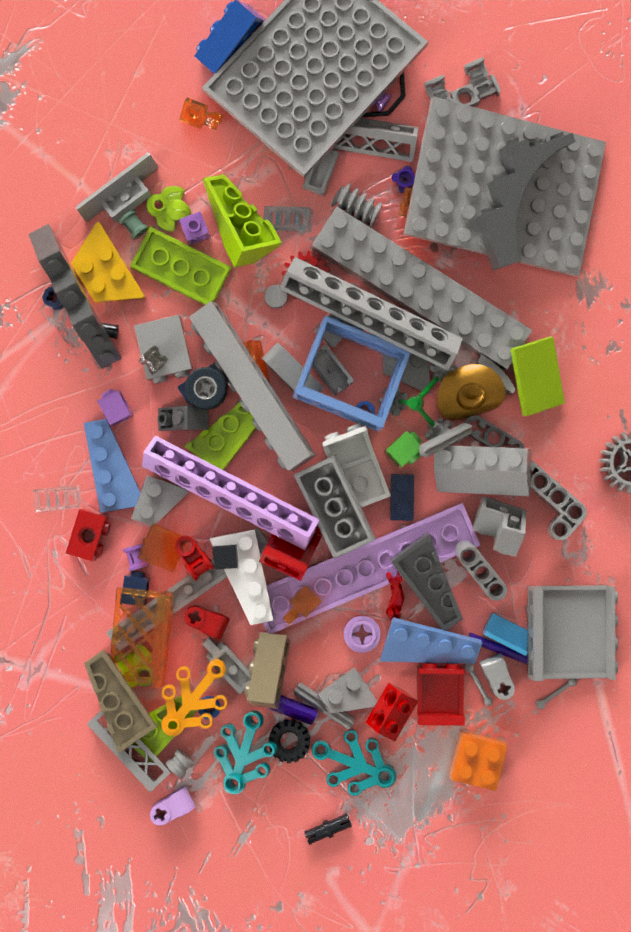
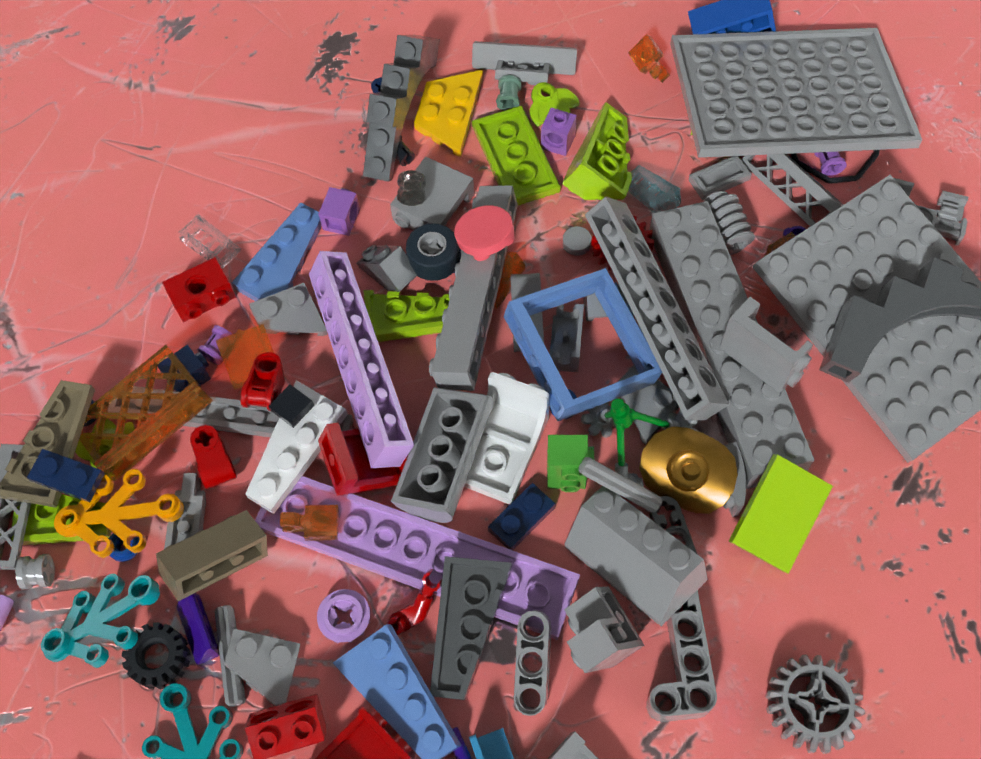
camera: 45 degrees right, 25 degrees down
(148, 707) = (65, 475): none -> dark blue plate
(230, 353) = (484, 231): none -> coral tile
(441, 297) = (762, 351): none -> light grey panel

